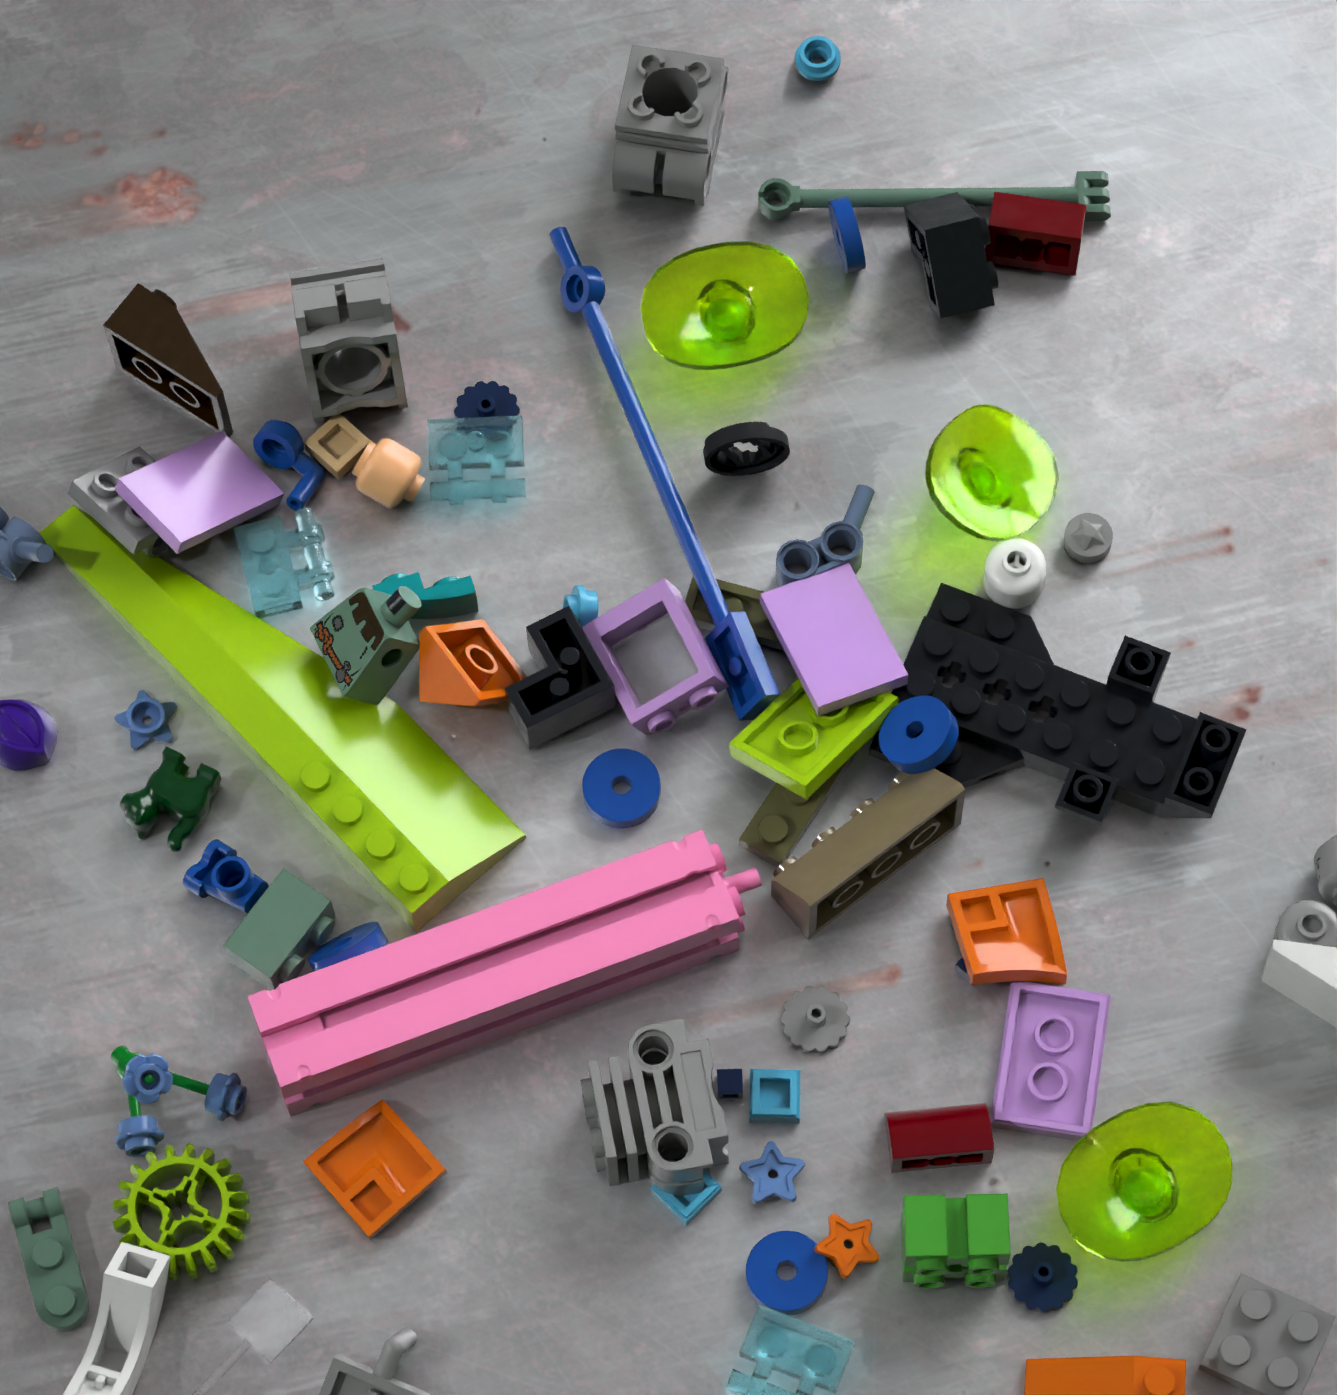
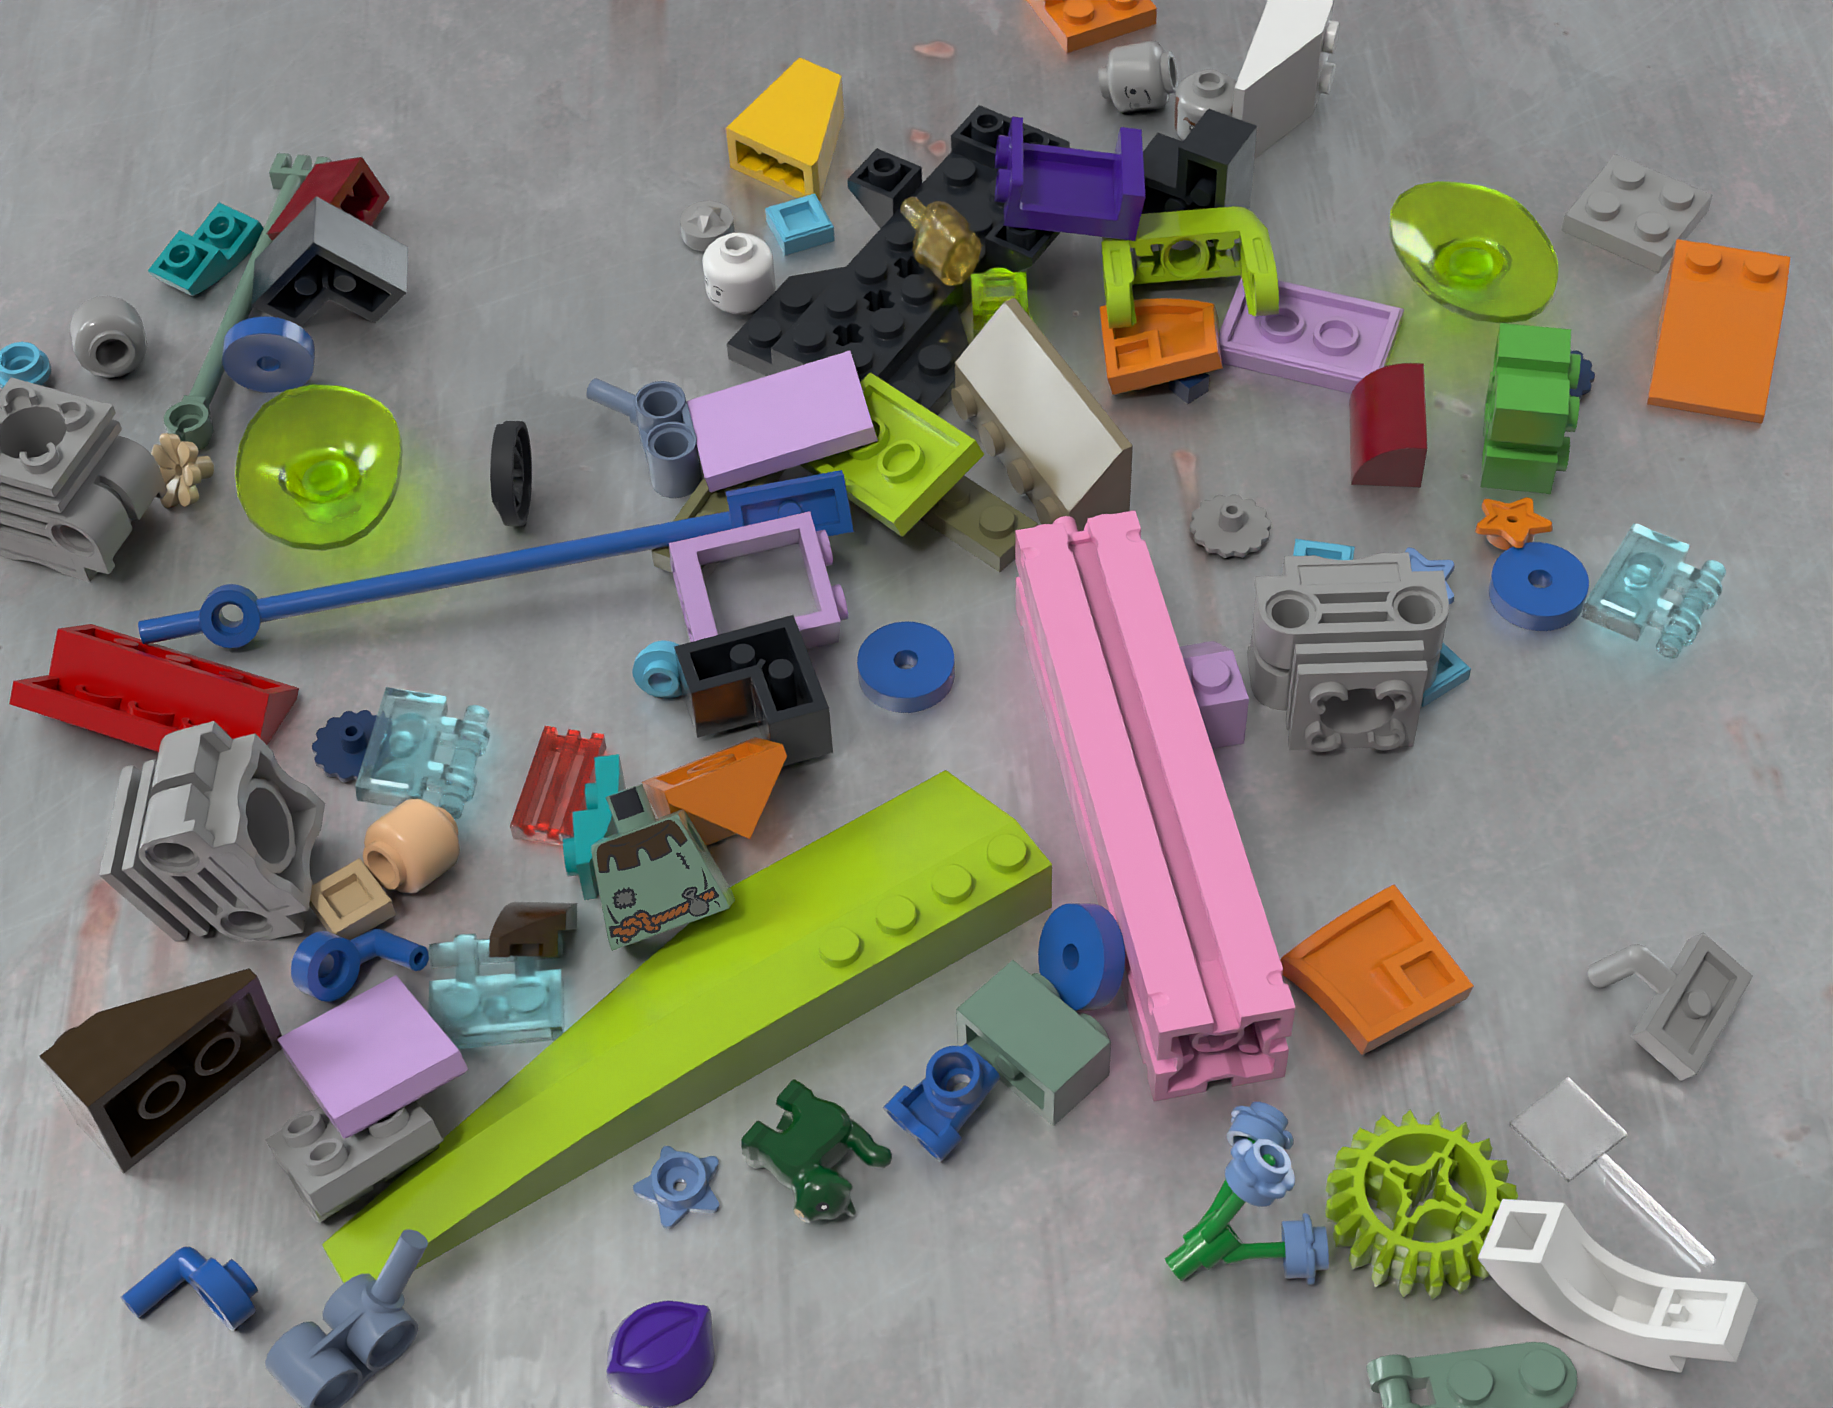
camera: 80 degrees left, 15 degrees down
(25, 449) = (222, 1288): none -> blue plate
(324, 567) = (531, 929): none -> dark brown slope
(469, 544) = (569, 747): none -> clear red tile
(500, 262) = (148, 690): none -> red slope
(621, 1006) = (1218, 691): none -> lavender slope
(725, 209) = (180, 469): none -> tan plant
(855, 110) = (108, 336): none -> light grey head
(931, 746) = (909, 336): blue piece -> none
(973, 153) = (210, 254): none -> teal slope
(991, 473) = (620, 275): clear neon green hat -> none
(1019, 794) = (992, 290): none -> clear neon green window
(1050, 723) = (942, 240): none -> clear yellow piece
(1107, 614) = (800, 224): none -> medium azure tile
(1118, 931) = (1249, 258): none -> lime connector
(1136, 817) = (1071, 187): none -> dark purple panel
(1207, 935) = (1204, 170): none -> black brick
(1215, 584) = (790, 130): none -> yellow slope

